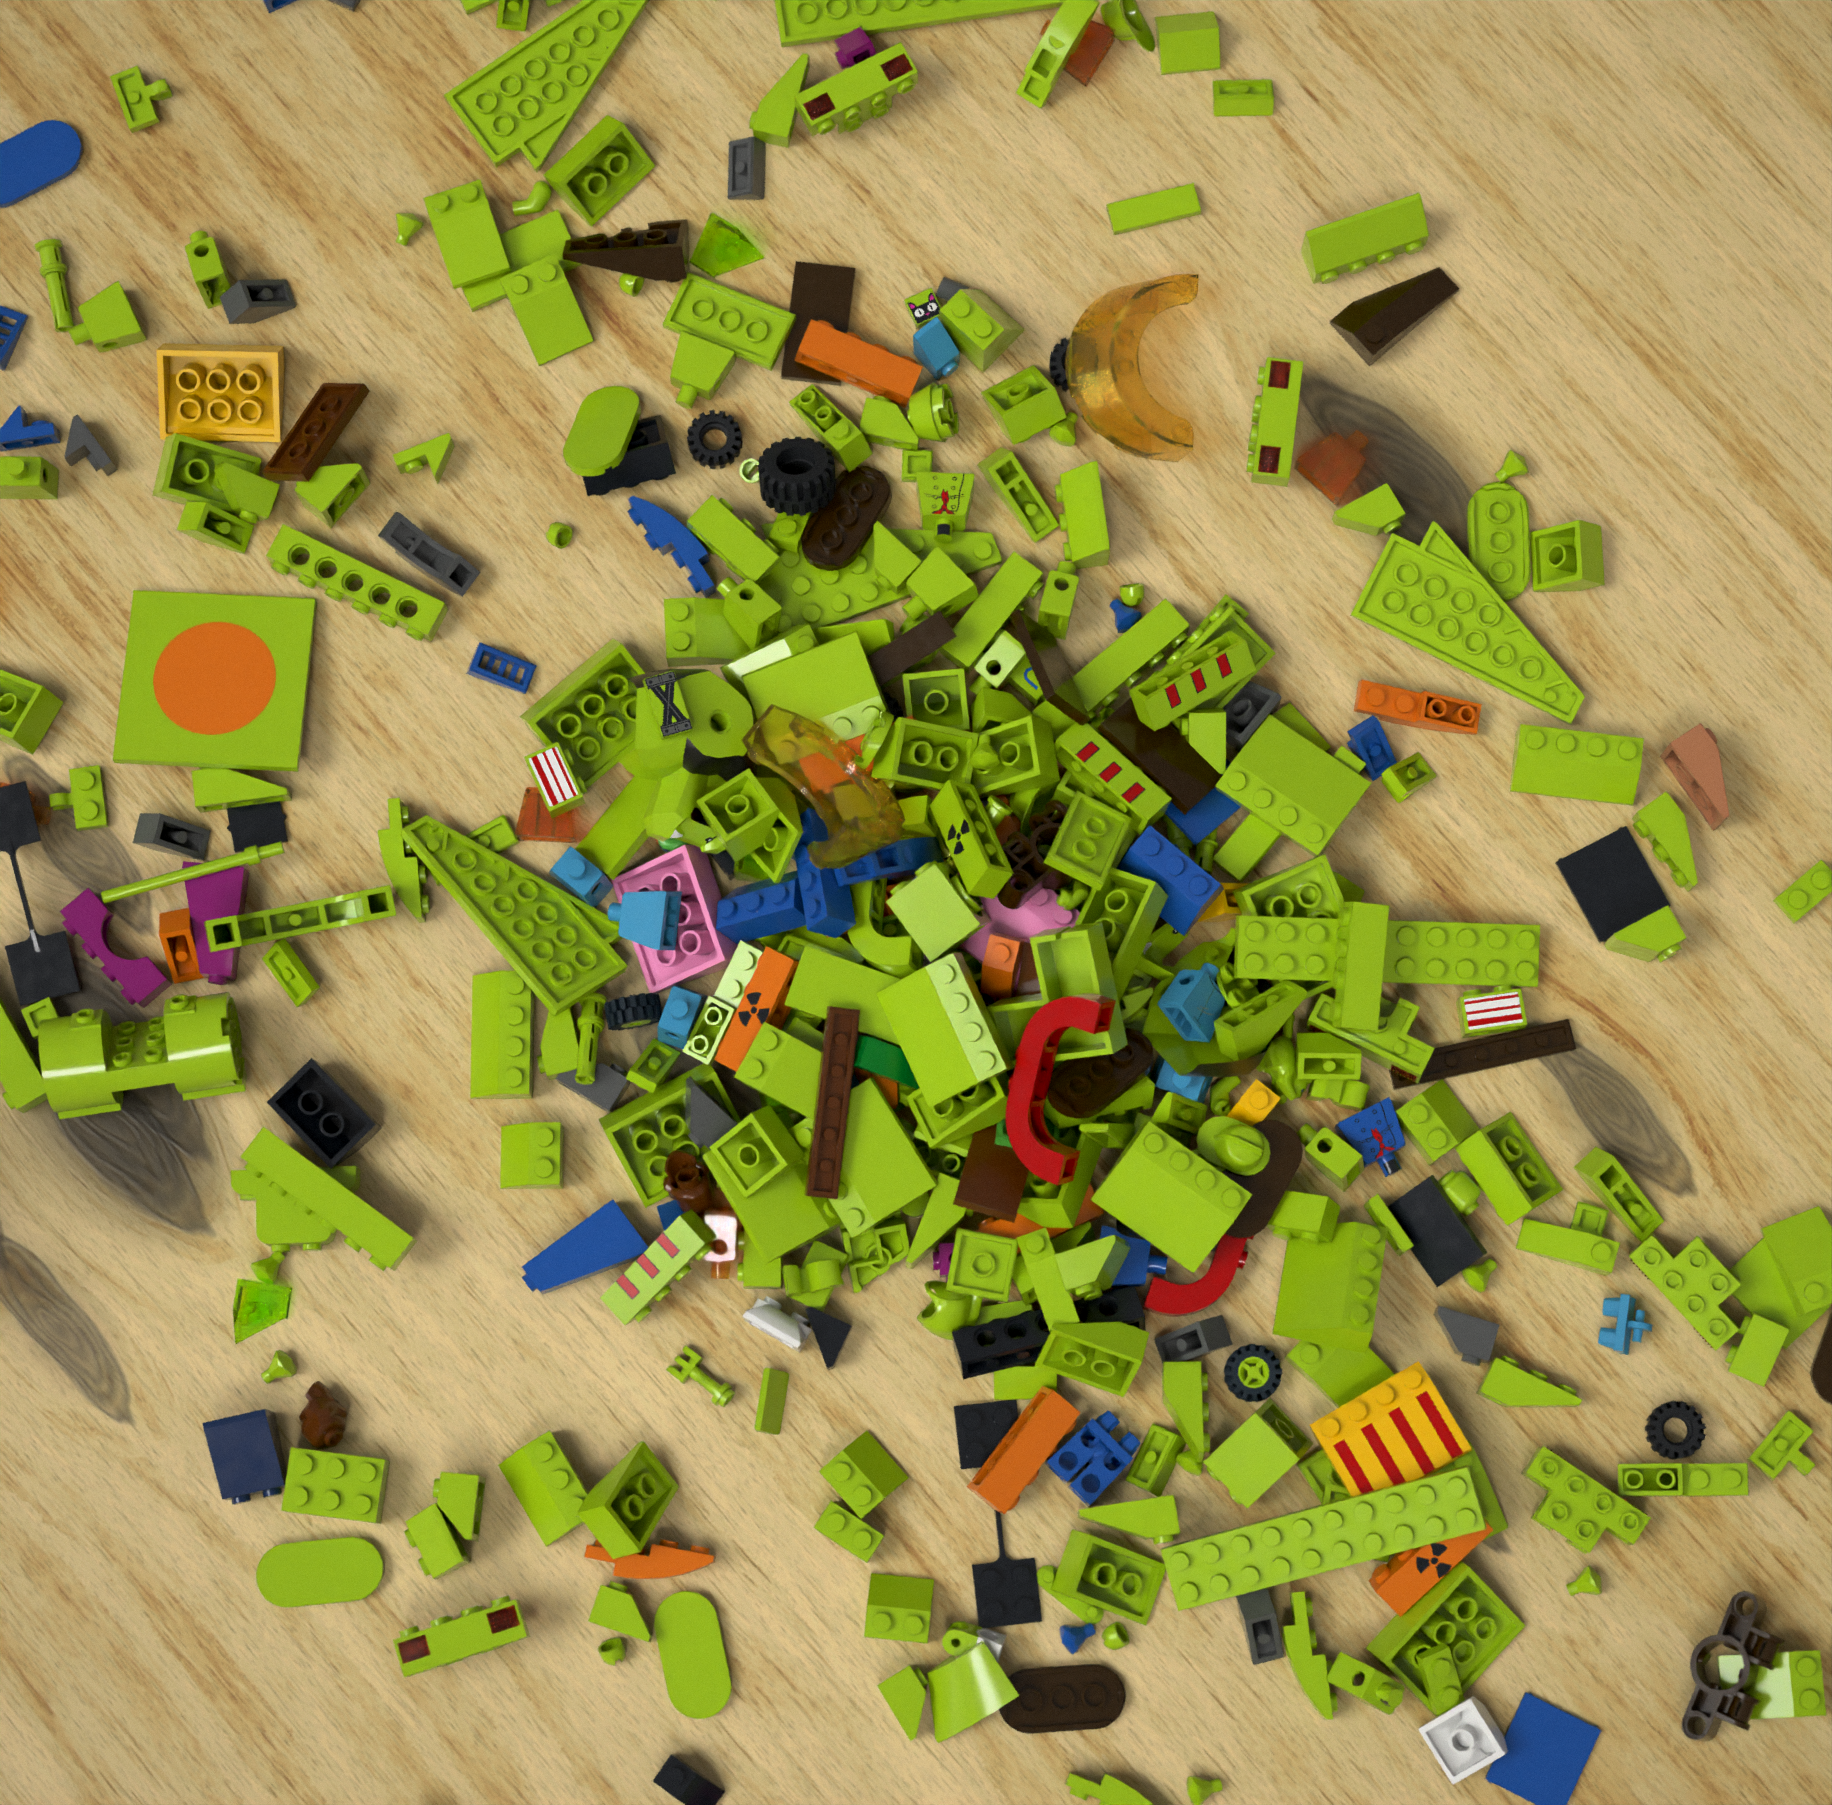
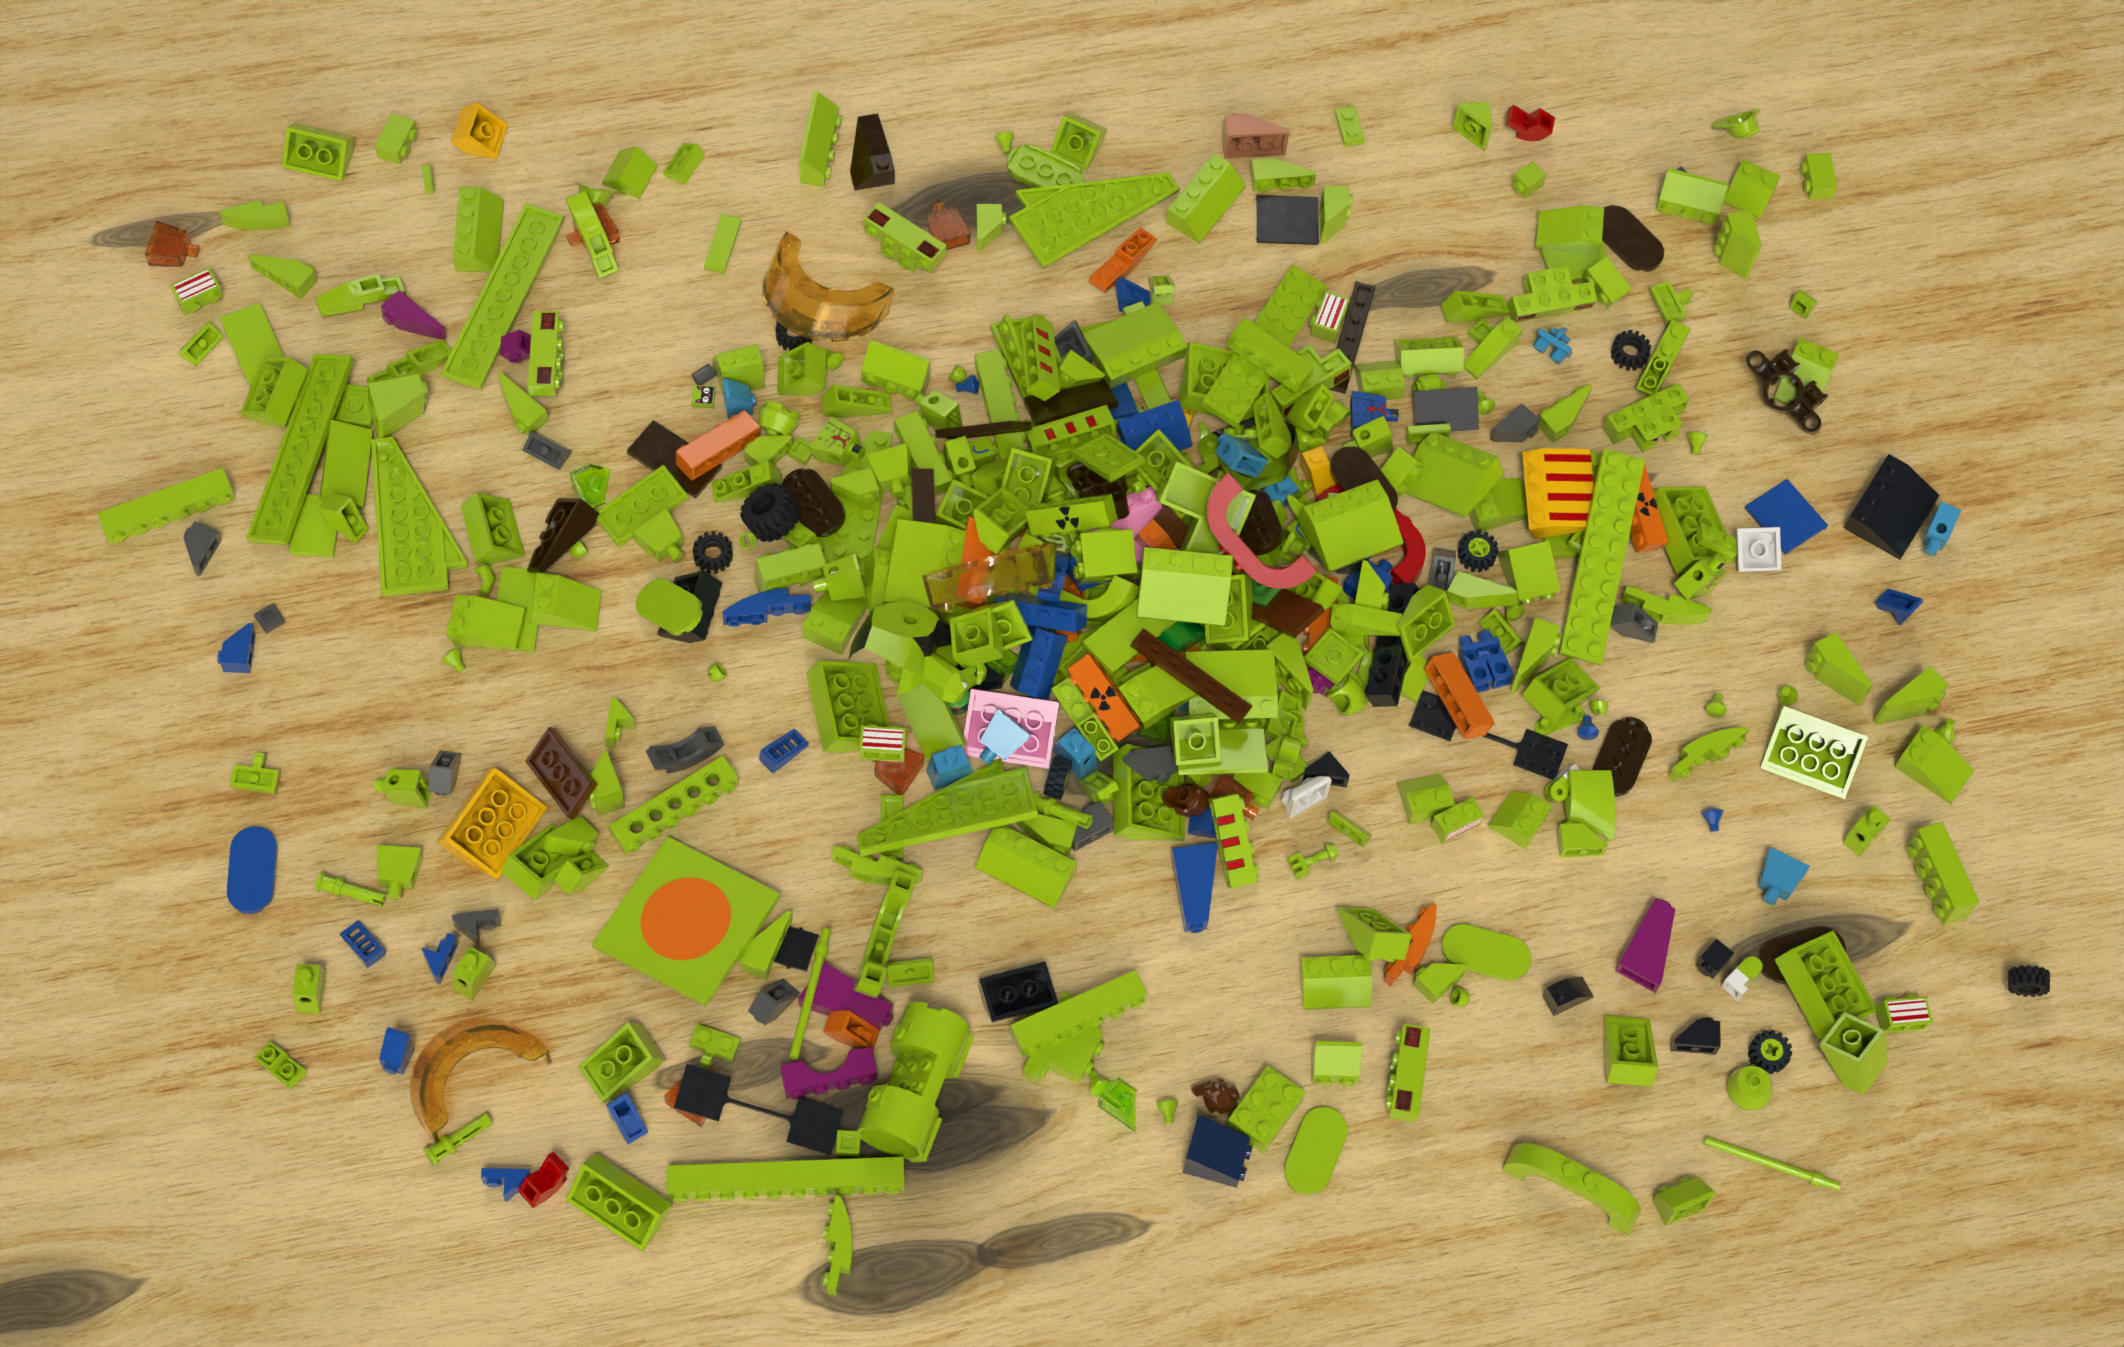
camera: 70 degrees left, 15 degrees down
(461, 1501) = (1318, 1027): lime slope -> none
(532, 1156) = (1115, 886): lime slope -> none
(667, 705) = (886, 634): tile -> none
(873, 739) = (975, 538): lime tile -> none
(984, 755) = (1019, 488): lime rock -> none
(1233, 1145) = (1337, 479): lime piece -> none

